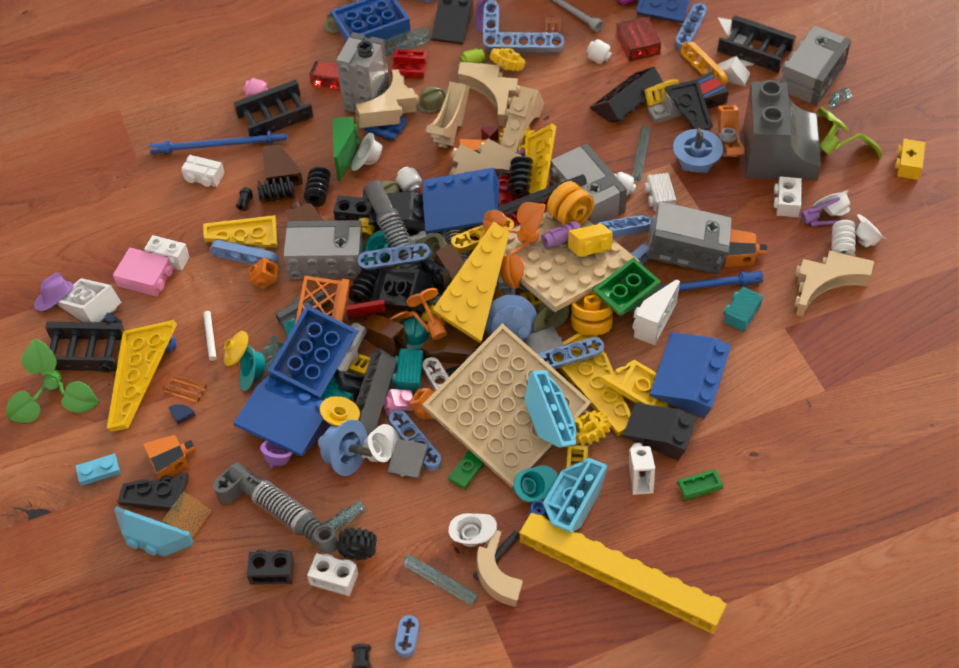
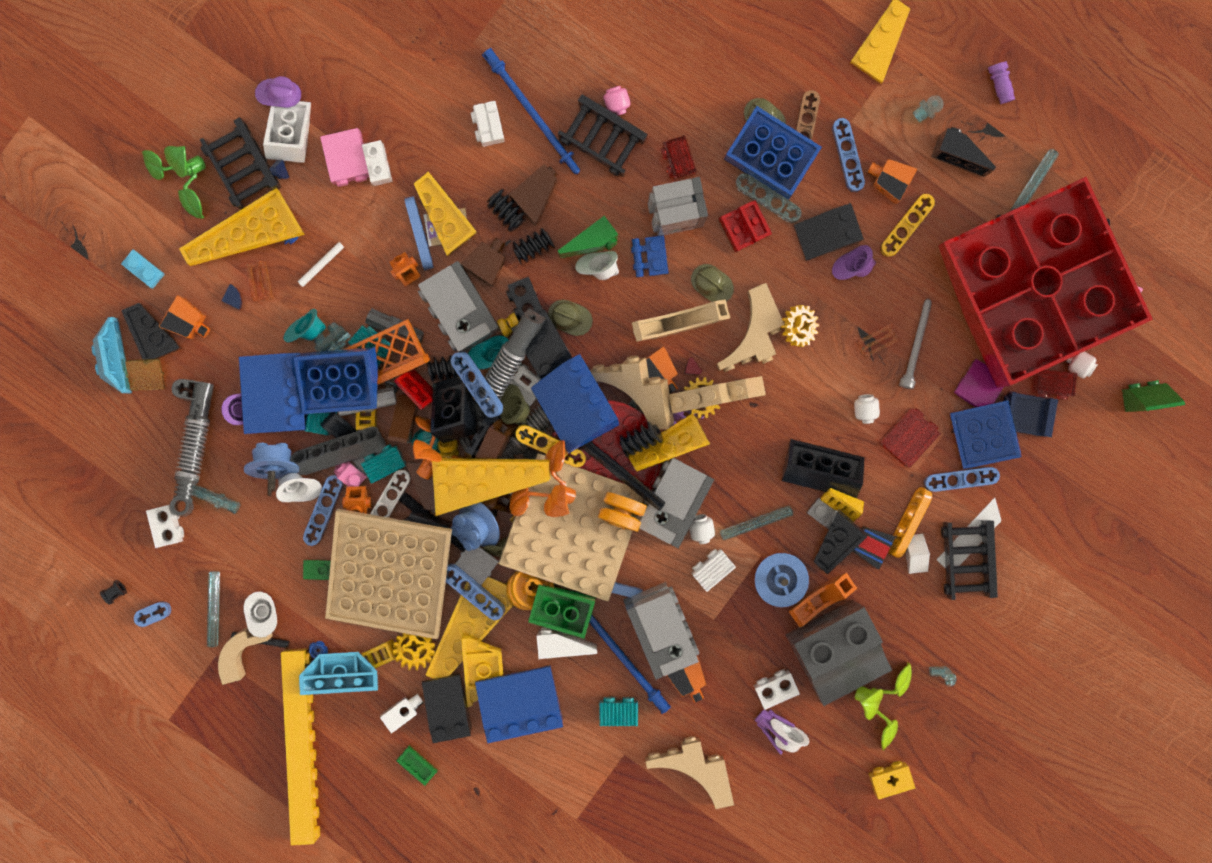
camera: 55 degrees right, 35 degrees up
(235, 348) = (315, 301): yellow dish -> none
(245, 196) = (483, 185): black pin -> none
(269, 572) = (137, 477): black brick -> none
(338, 410) = (305, 444): yellow dish -> none
(357, 543) = (196, 530): black tyre -> none
(365, 45) = (680, 202): black bush -> none
(388, 106) = (680, 253): tan arch -> none
(408, 180) = (590, 327): white head -> none
(408, 458) = (300, 517): flat silver piece -> none
(473, 56) = (785, 286): lime brick -> none
(514, 37) = (835, 315): light blue beam -> none
(534, 483) = (332, 636): teal piece -> none
(549, 410) = (395, 620): medium azure wedge -> none
(558, 235) = (586, 522): medium lavender axle -> none
(590, 240) = (592, 552): yellow brick -> none
(628, 225) = (644, 563): medium blue beam -> none
(728, 135) = (817, 598): light grey plate -> none
(815, 64) = (964, 636): light grey piece -> none
(844, 237) = (749, 764): white piece -> none
(867, 233) = (773, 782): white piece -> none

